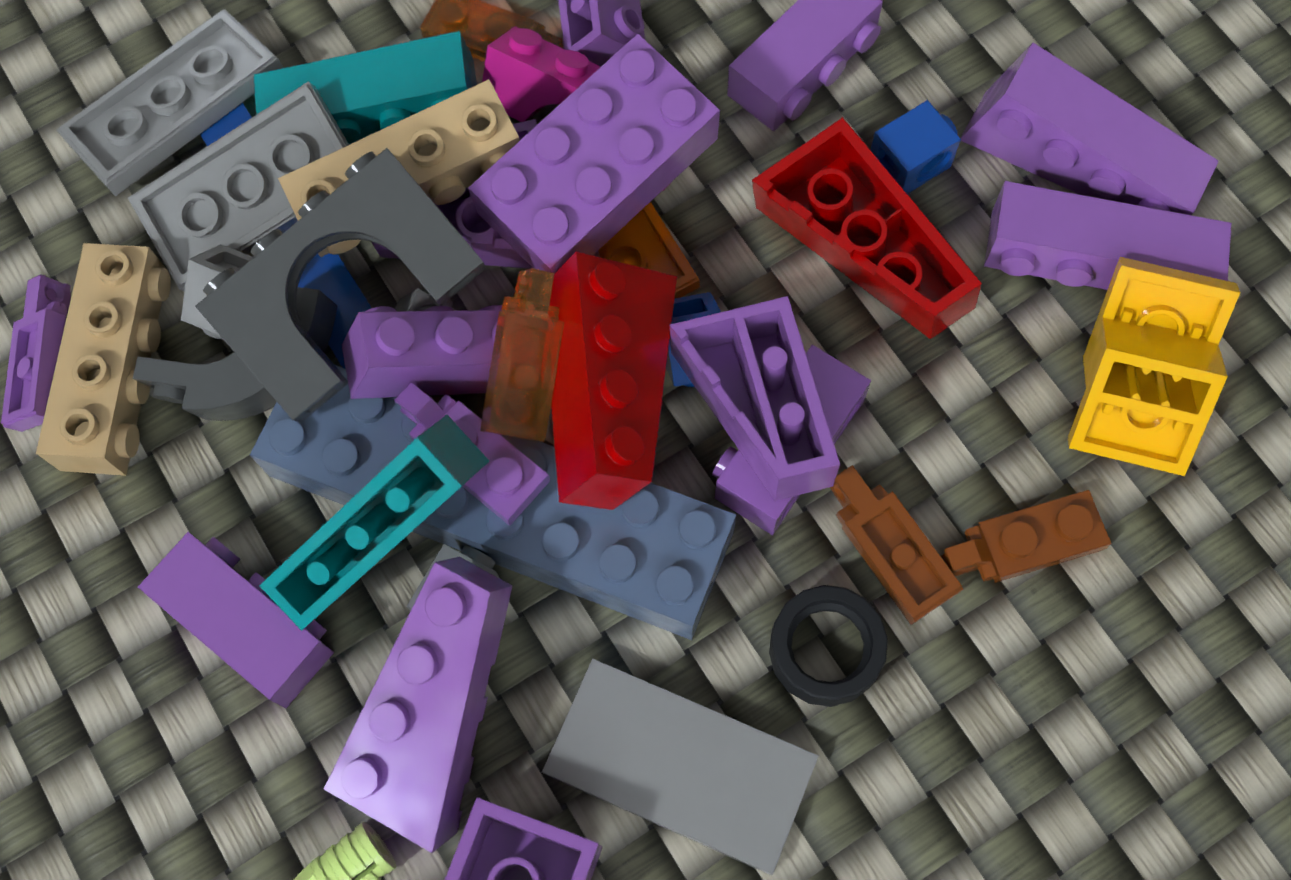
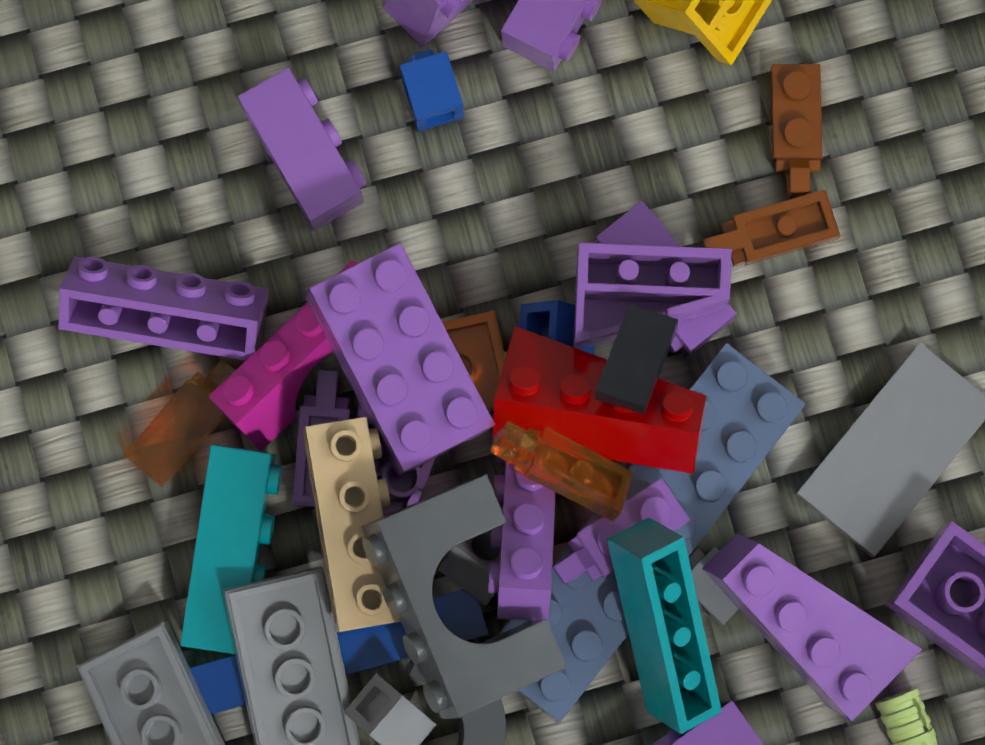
camera: 80 degrees left, 10 degrees up
(665, 382) = (636, 359): none -> black tile
(863, 617) = (855, 274): black tyre -> none
(868, 228) = (493, 158): red wedge -> none

